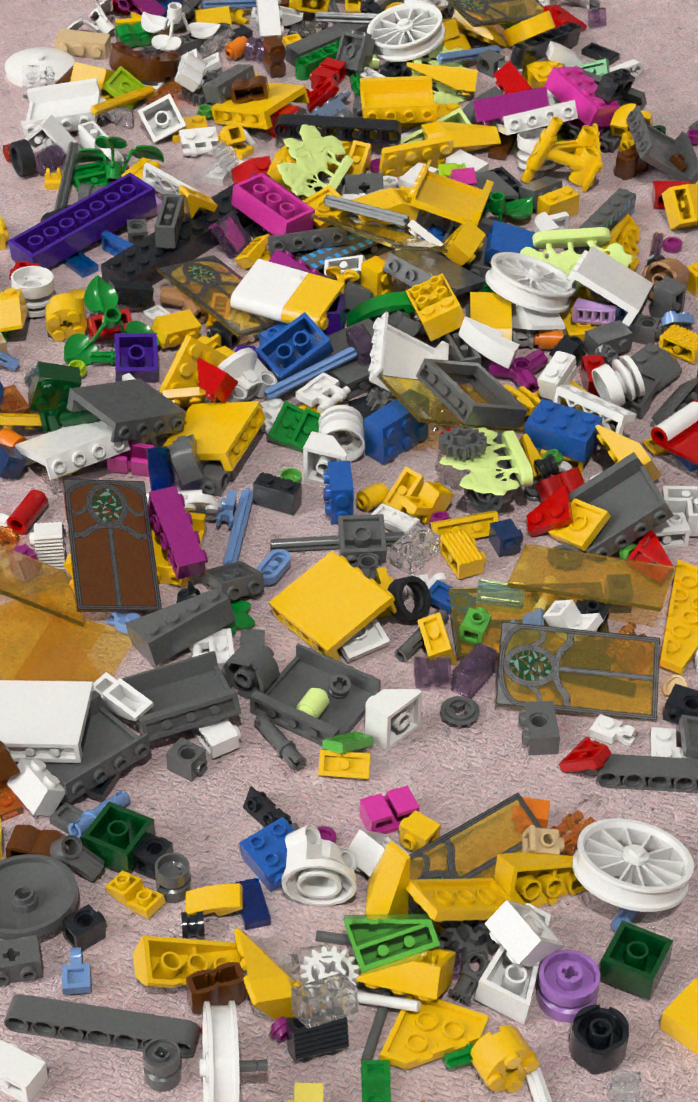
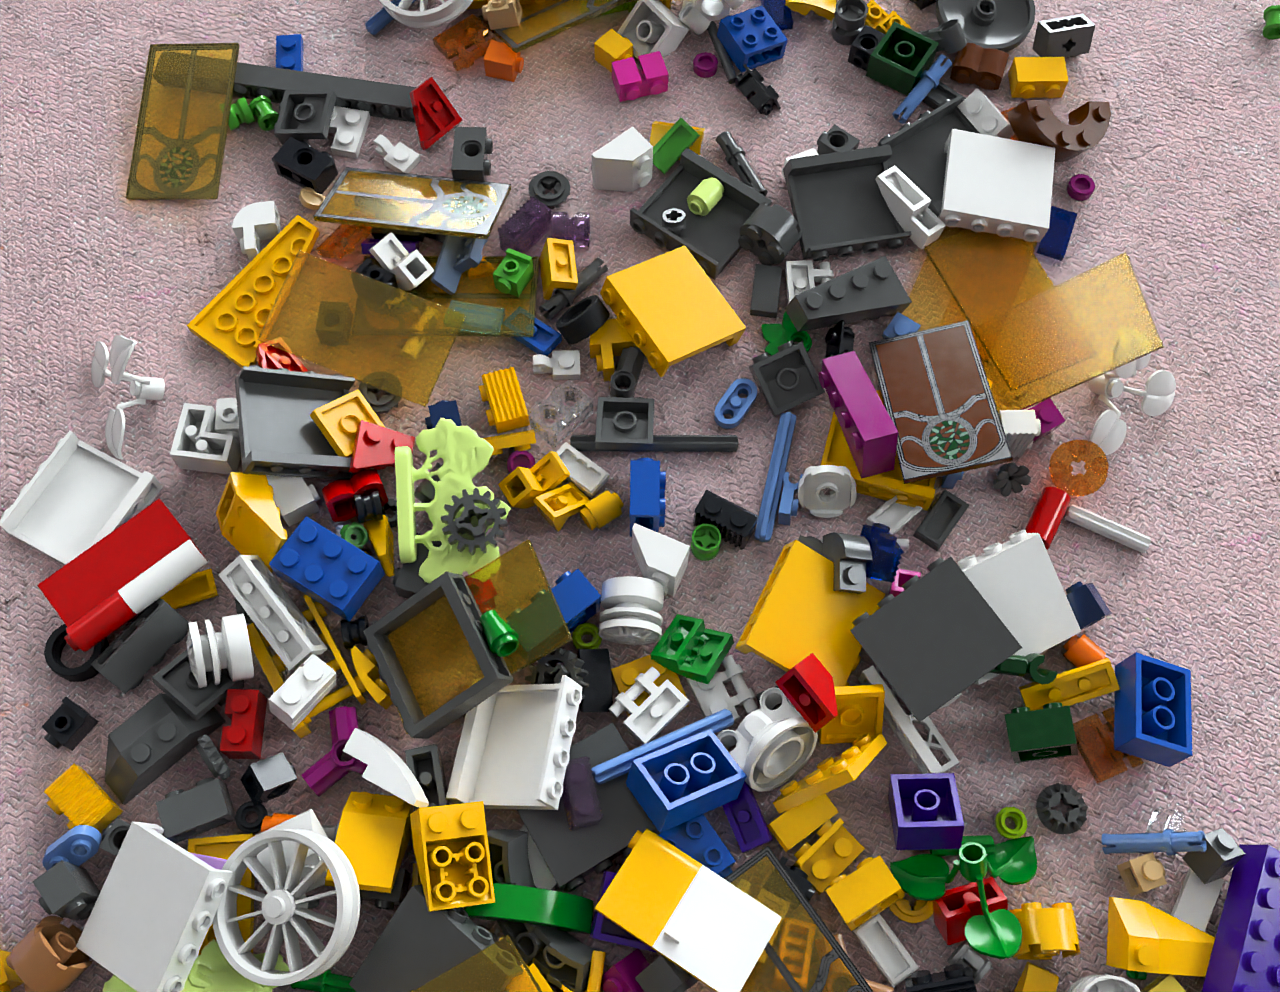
camera: 175 degrees left, 25 degrees up
(429, 384) = (499, 634): none -> green cone

